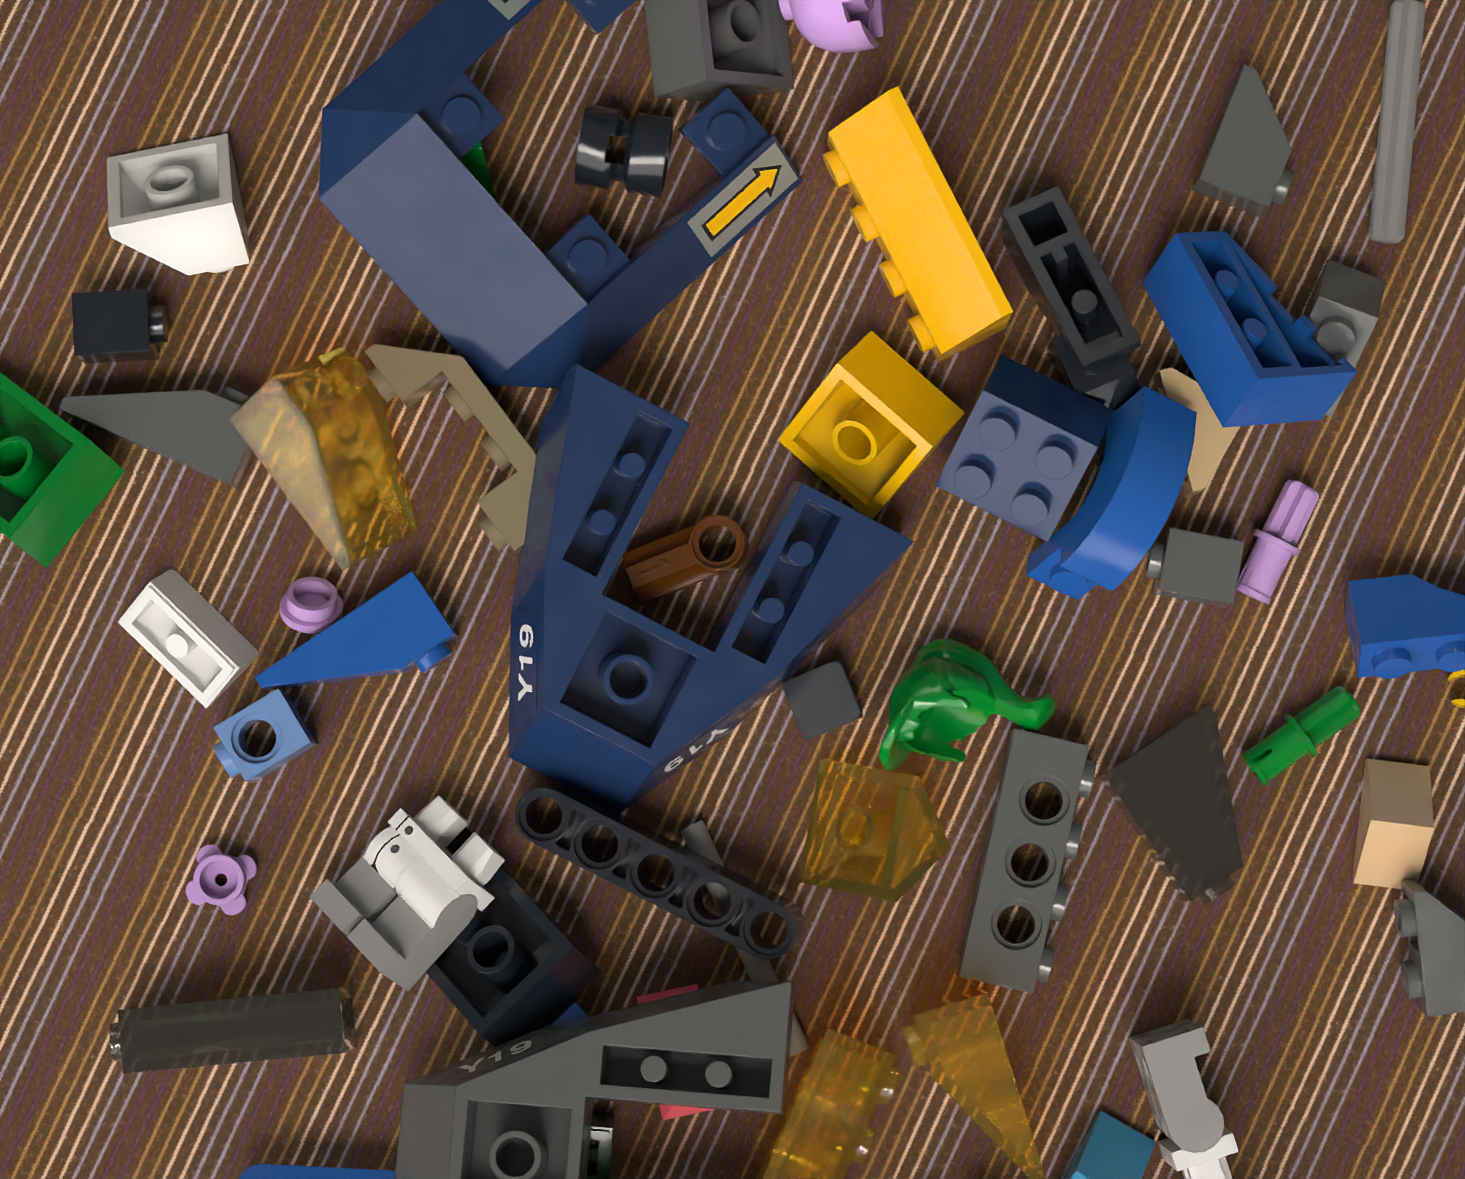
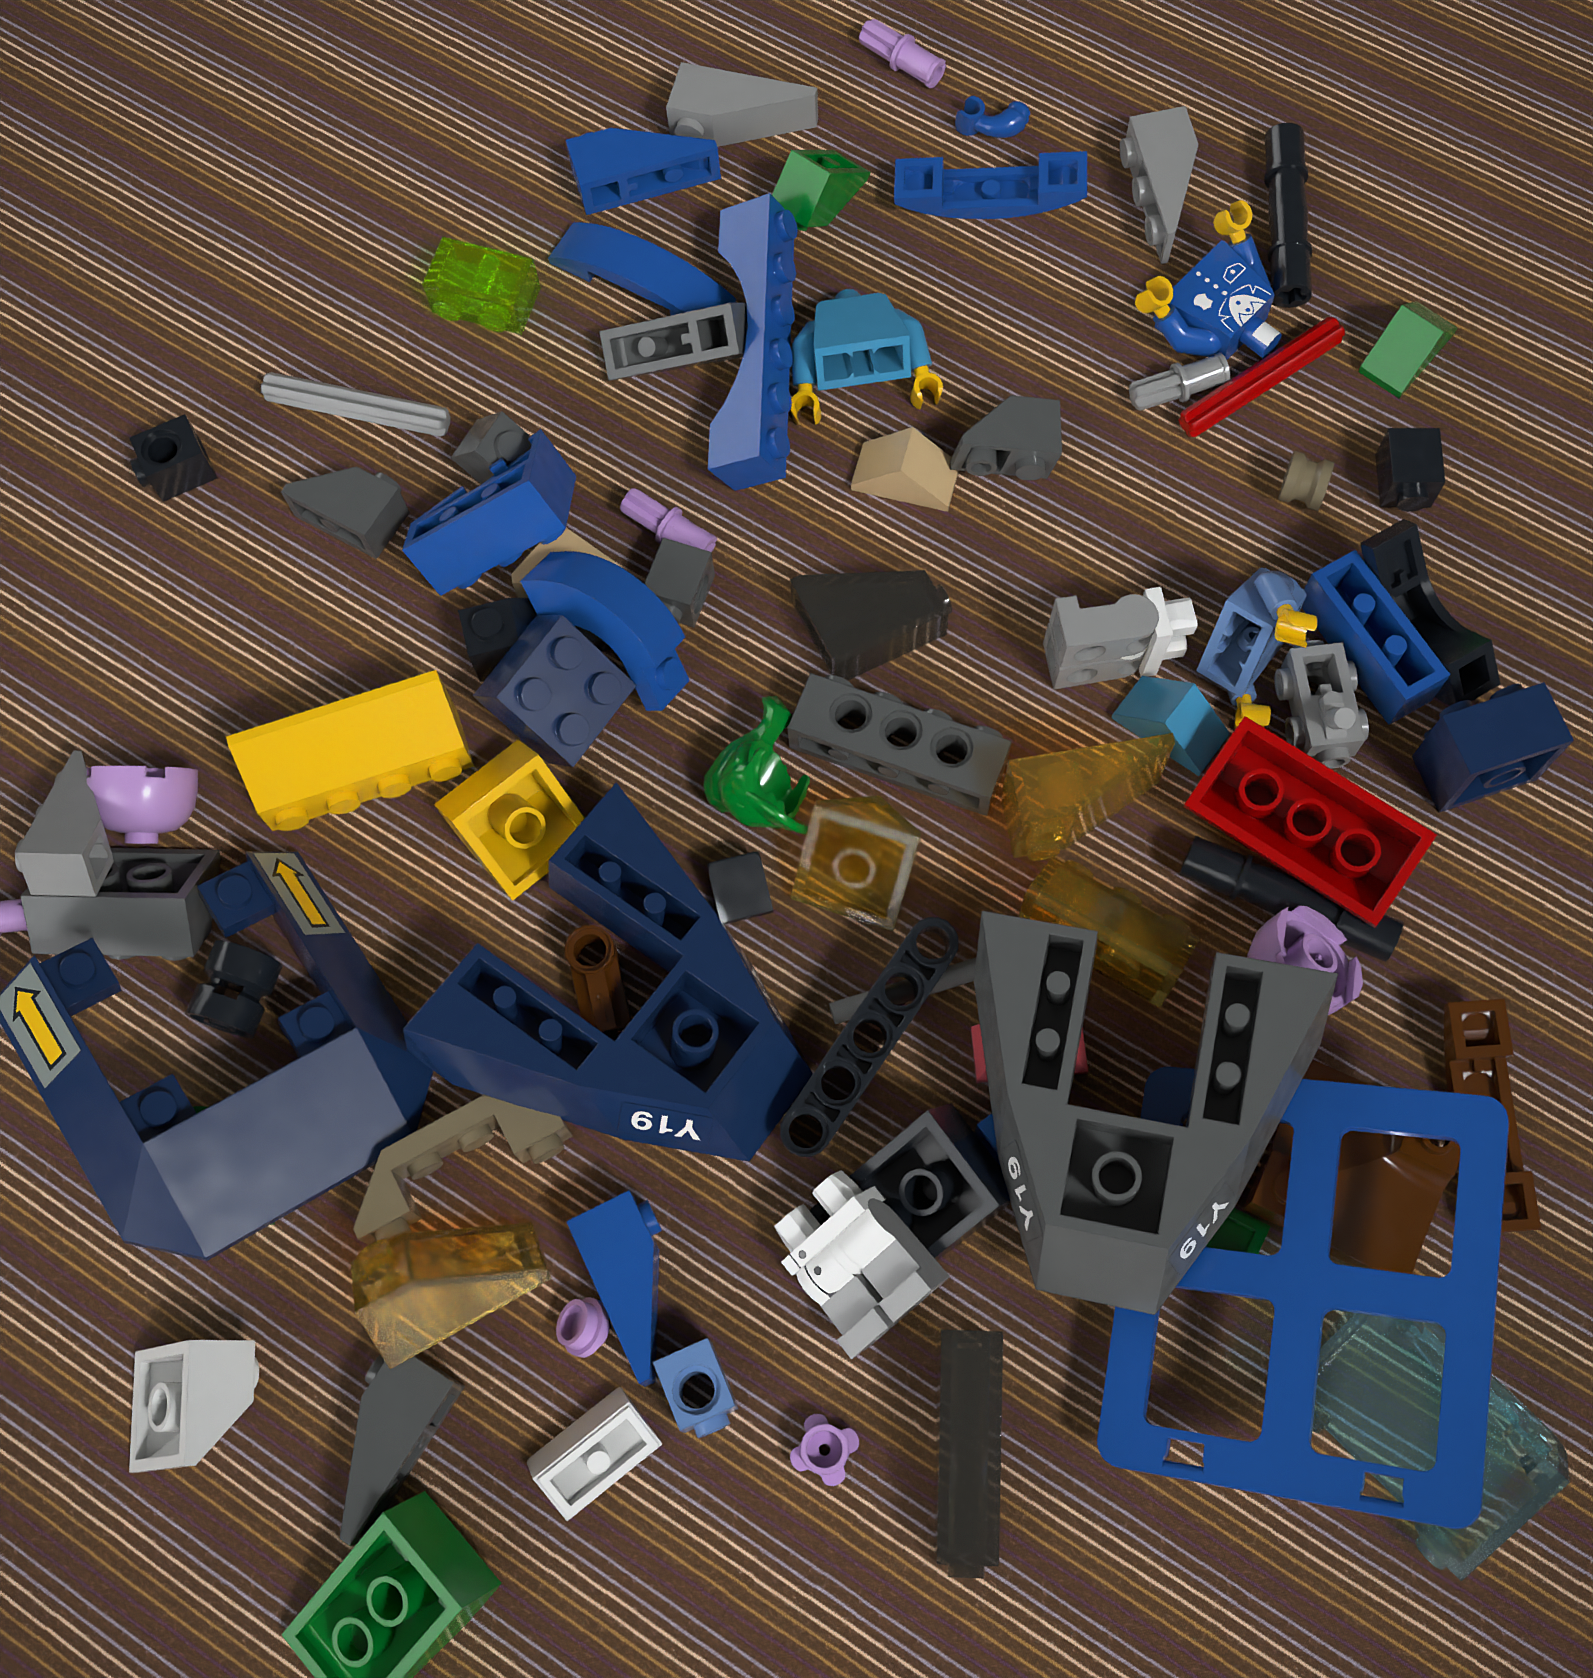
camera: 80 degrees left, 15 degrees down
(118, 326) = (286, 1479): black brick -> none
(1067, 279) = (422, 635): black slope -> none
(1301, 734) = (825, 526): green axle -> none

